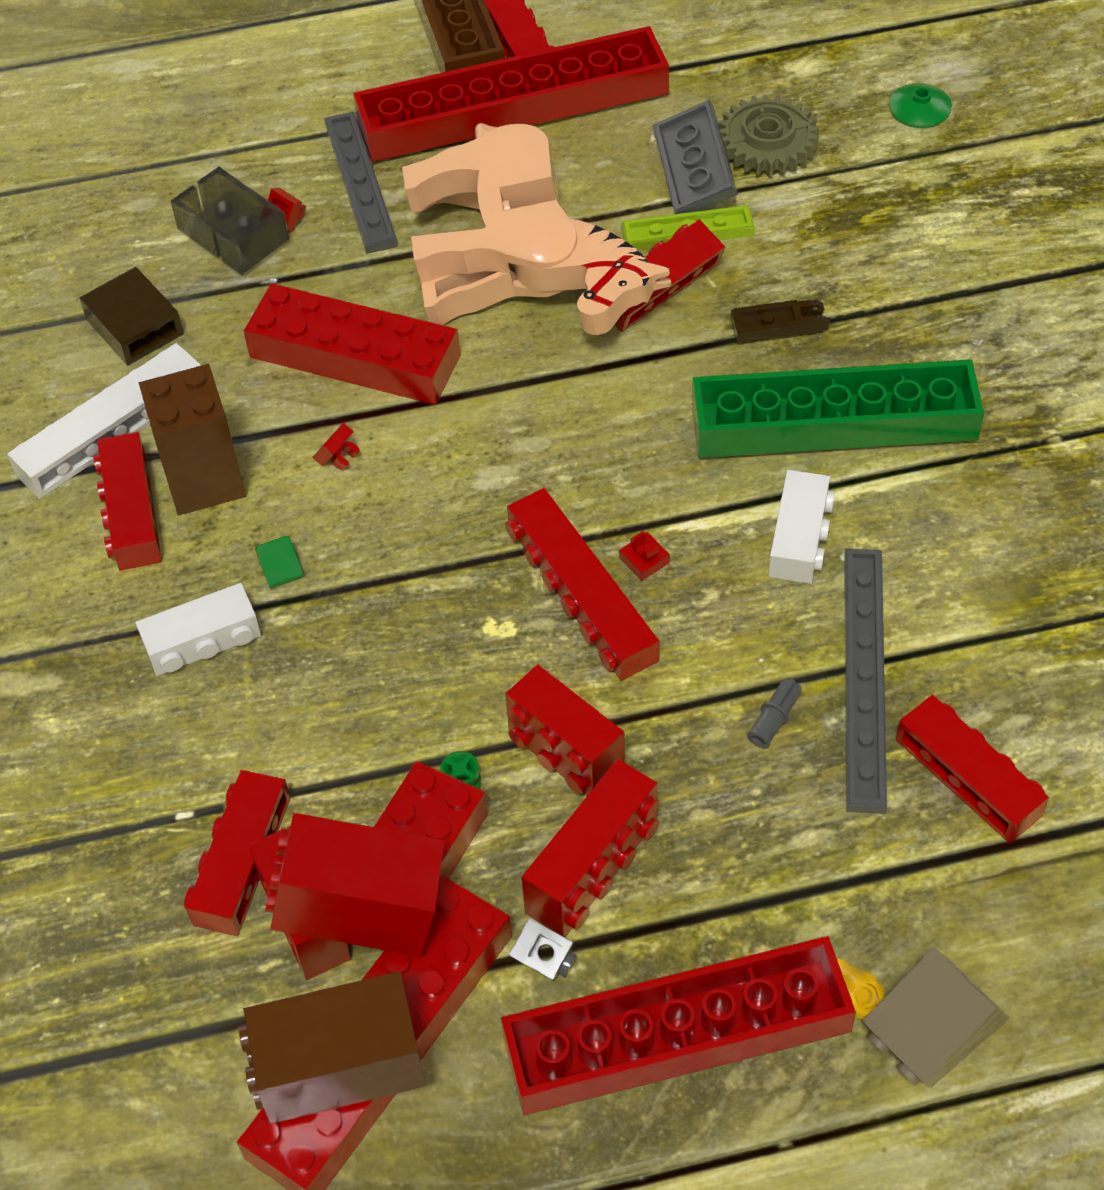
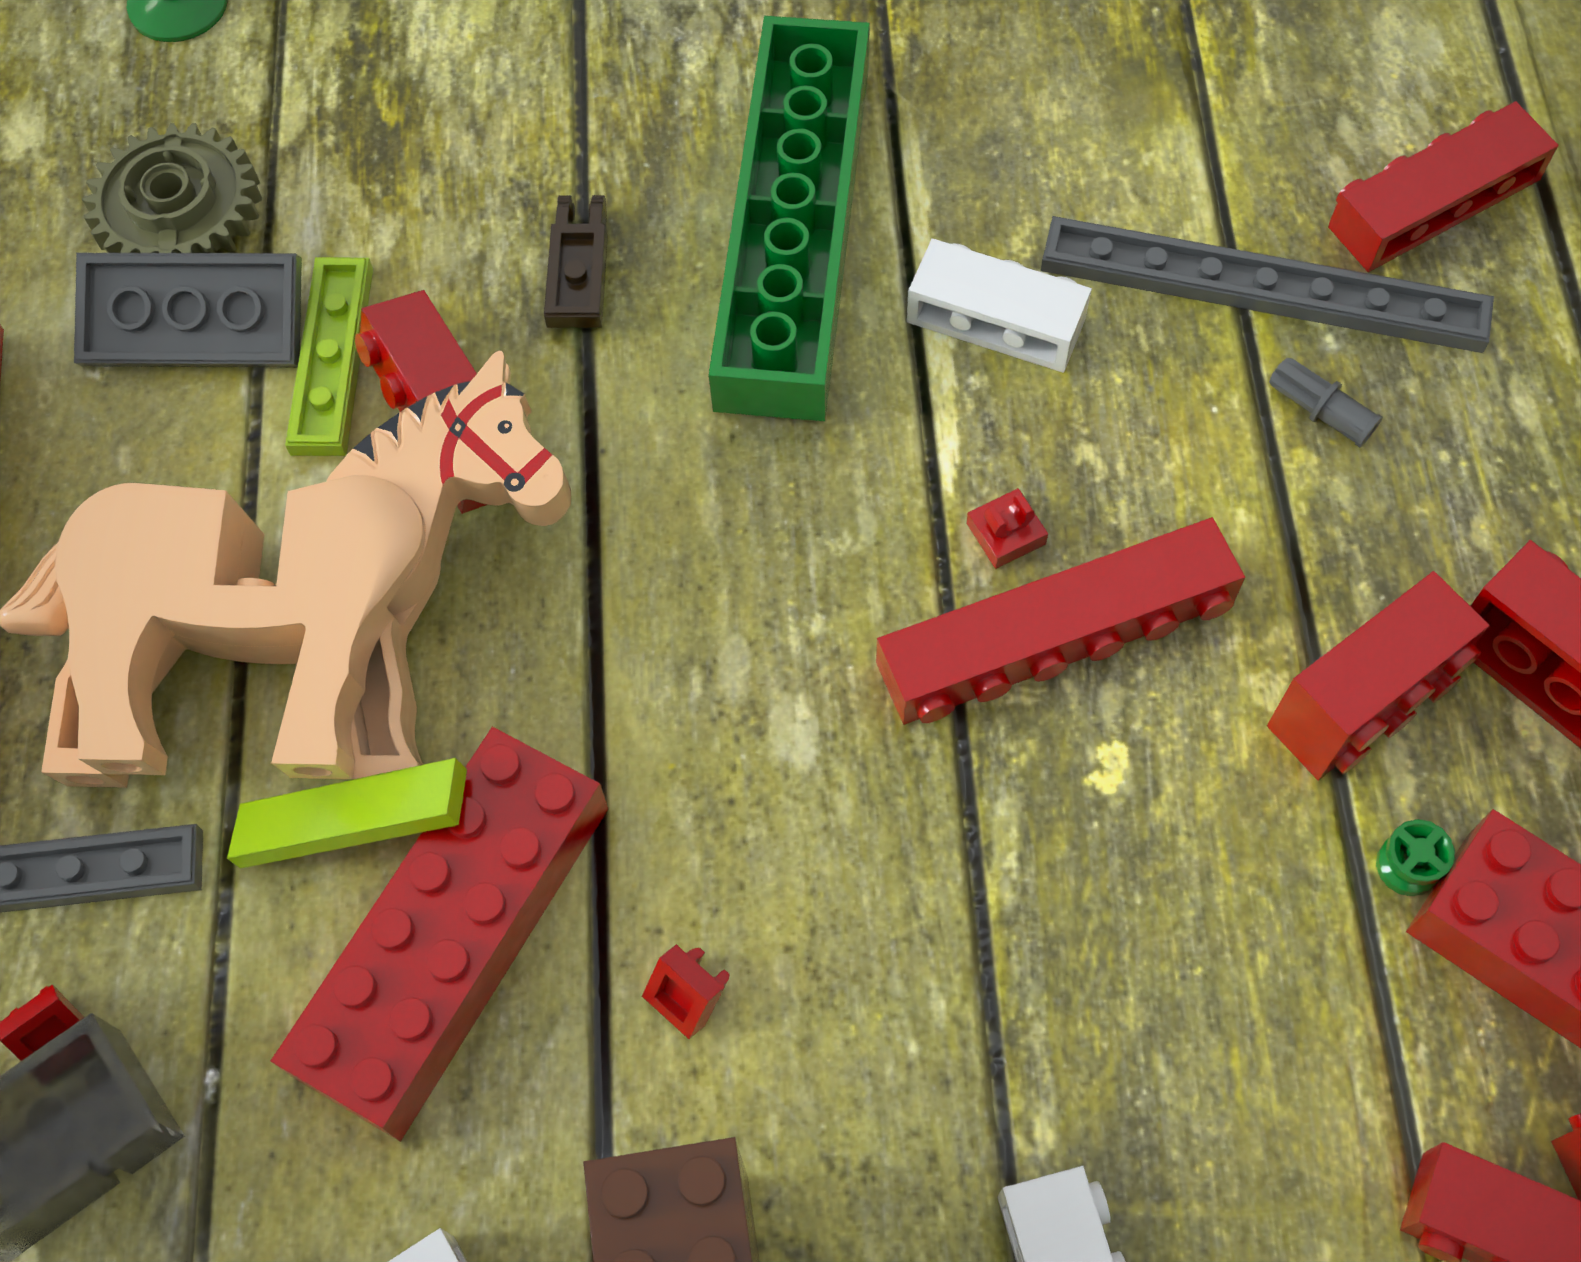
camera: 80 degrees left, 10 degrees up
(279, 561) = (931, 1122): green slope -> none
(403, 287) = (348, 813): none -> lime tile

